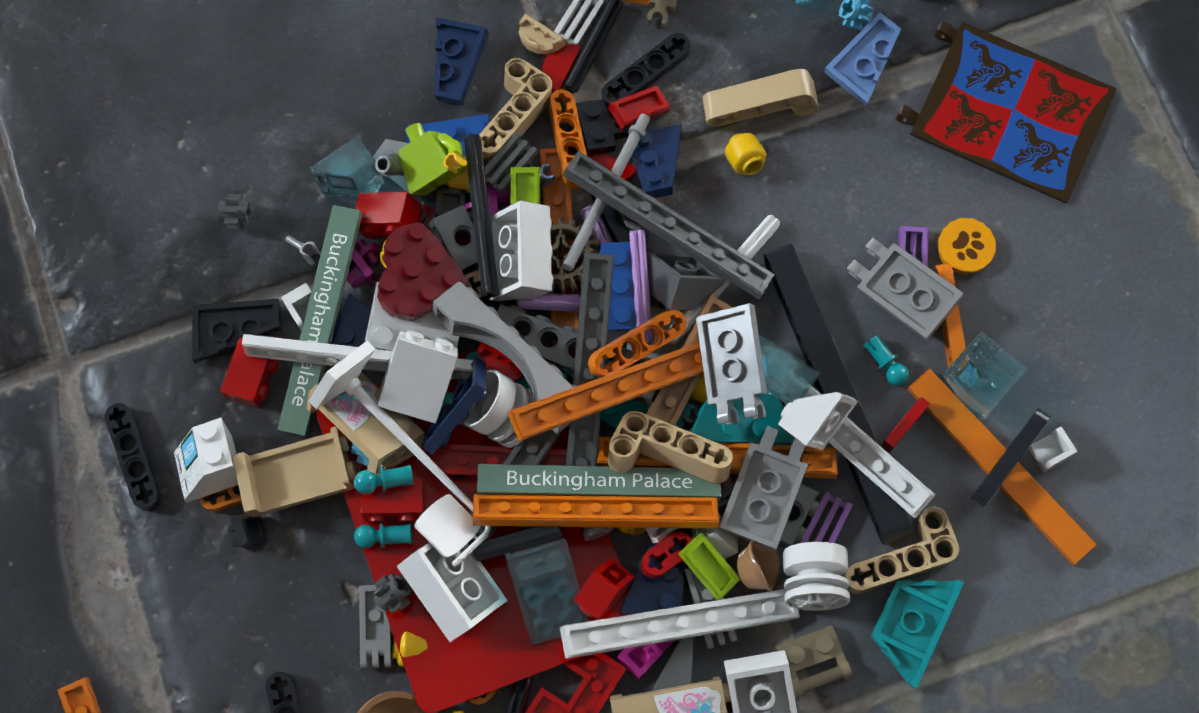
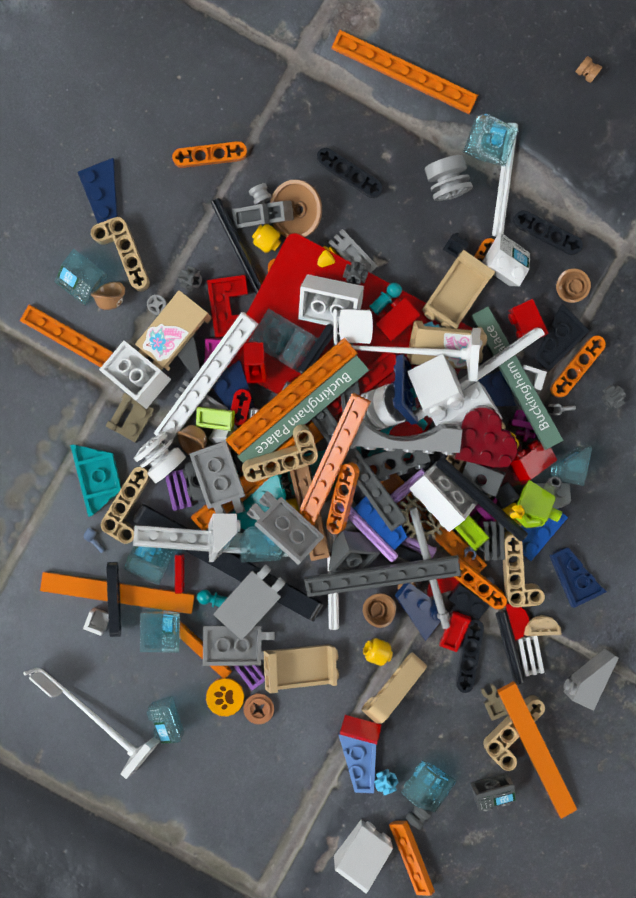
camera: 130 degrees right, 15 degrees up
(94, 620) = (490, 140): none -> clear light blue slope
(120, 561) = (503, 192): none -> white axle
(162, 367) = (573, 285): none -> medium nougat helmet
(183, 614) = (447, 174): none -> light grey wheel
(242, 283) = (577, 366): none -> orange beam
(367, 481) = (414, 314): teal pin -> none
(704, 194) = (379, 610): none -> medium nougat helmet
(837, 87) = (360, 729): none -> red tile
(848, 321) = (249, 602): none -> light grey tile
(849, 205) = (300, 667): none -> tan panel
(933, 464) = (149, 562): none -> clear light blue slope
(945, 193) = (258, 717): none -> nougat gear
(981, 560) = (89, 536): none -> sand blue hand
(1011, 111) = (261, 794): flag -> none
(1059, 271) = (166, 721): none -> clear light blue slope
(1170, 410) = (54, 689): none -> white piece

